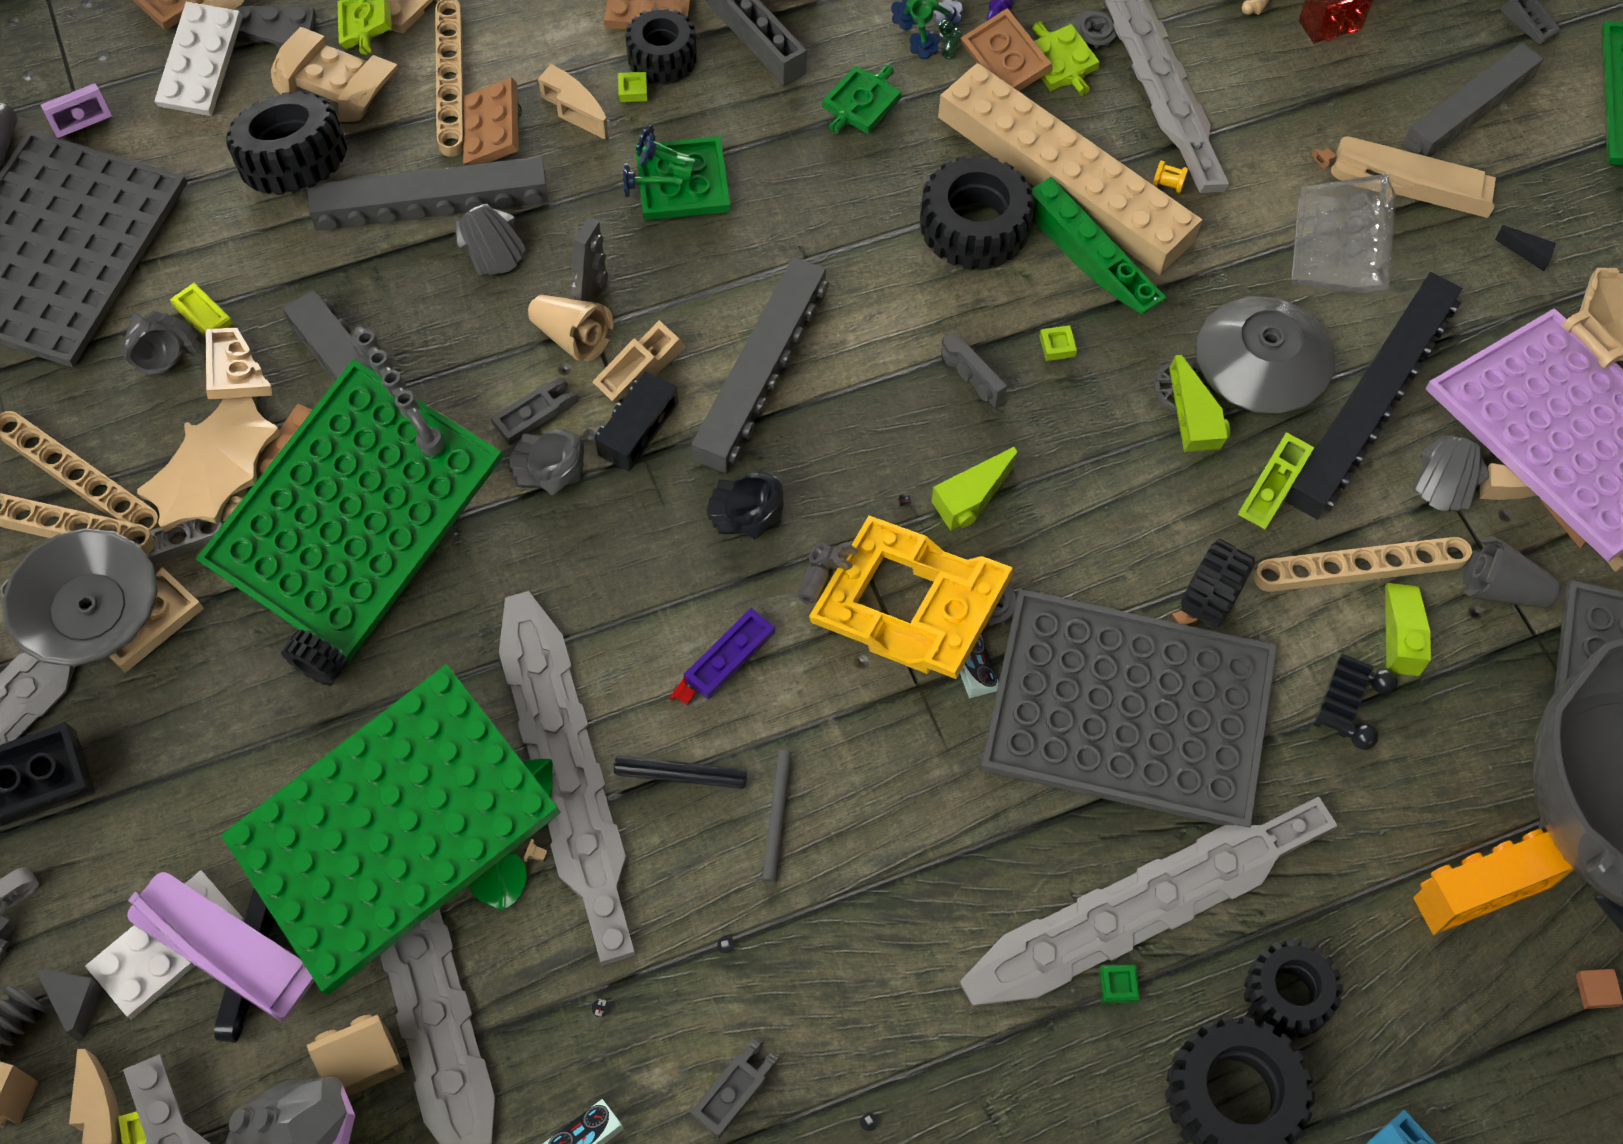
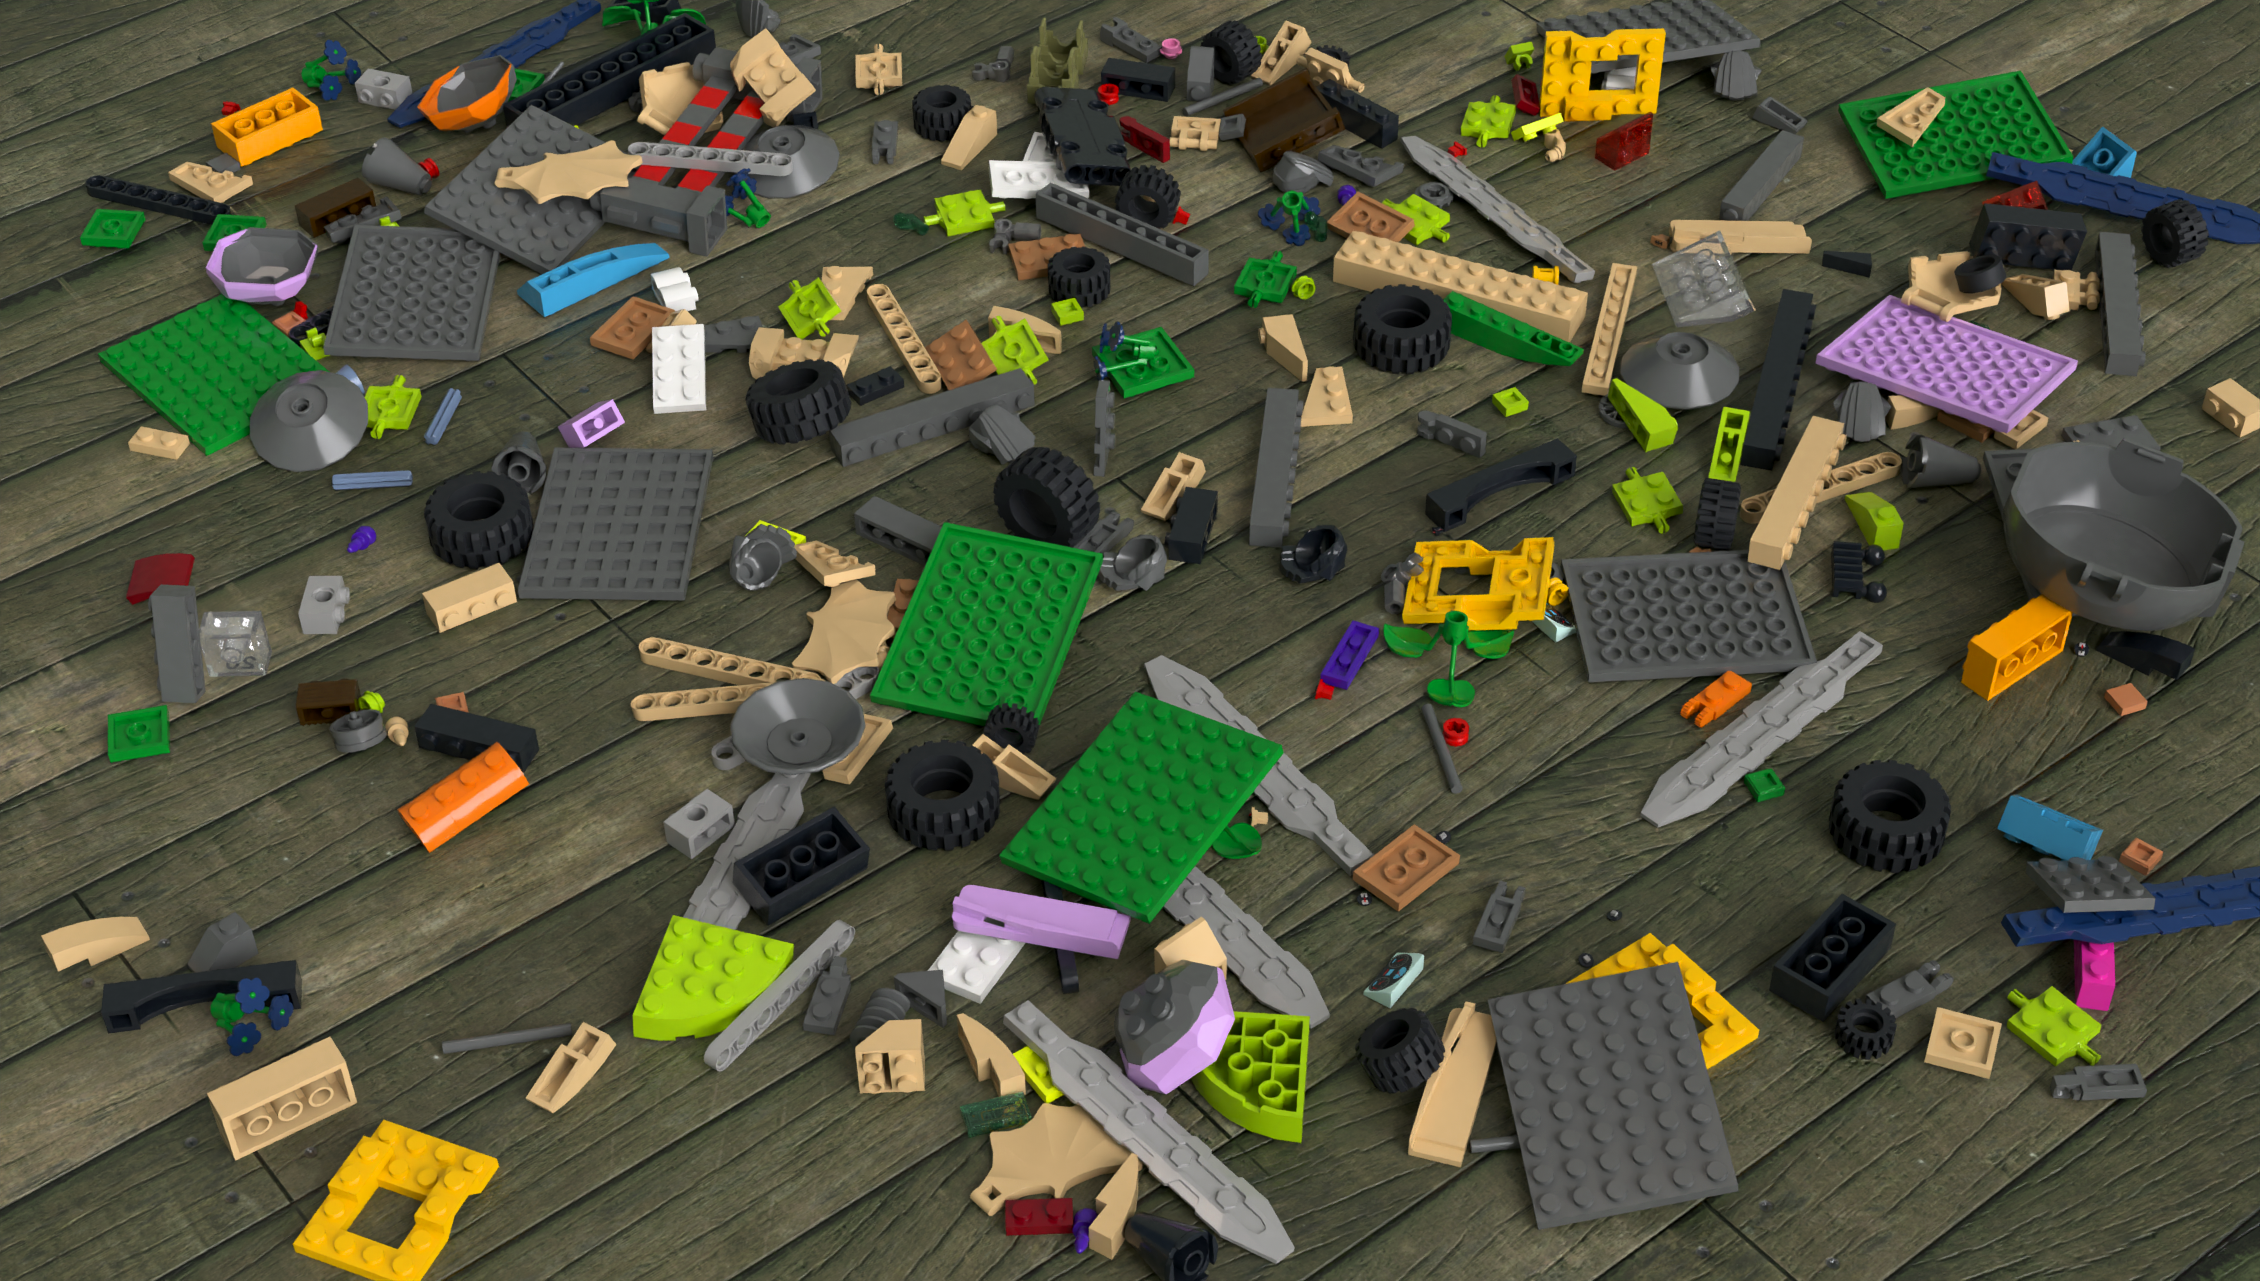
camera: 15 degrees left, 20 degrees down
(180, 695) = (946, 821): none -> black tyre
(295, 705) = (1016, 770): none -> tan slope
(367, 344) = (952, 507): dark grey bar -> none
(393, 132) = (875, 385): none -> black plate
(475, 358) = (1046, 498): none -> black tyre
(549, 129) = (1015, 348): none -> lime plate
(573, 324) = (1112, 471): tan cone -> none
(661, 981) = (1406, 867): none -> medium nougat plate
(680, 772) = (1349, 738): black axle -> none
(793, 804) = (1456, 732): none -> red bush
(806, 649) = (1485, 643): none -> green plant
(842, 193) = (1284, 344): none -> tan slope
(860, 282) = (1327, 399): none -> tan wing
(898, 120) = (1303, 287): none -> lime plate
(968, 493) = (1487, 511): lime slope -> none
(995, 631) = (1556, 592): none -> yellow bush
(1058, 443) = (1546, 463): none -> black arch
(1117, 839) = (1716, 698): none -> orange hinge
(1156, 525) = (1647, 499): none -> lime plate
(1212, 270) = (1609, 329): none -> tan plate
(1307, 966) = (1901, 739): black tyre -> none
(1323, 576) = (1797, 493): none -> tan brick
(1576, 894) = (2081, 649): none -> black piece

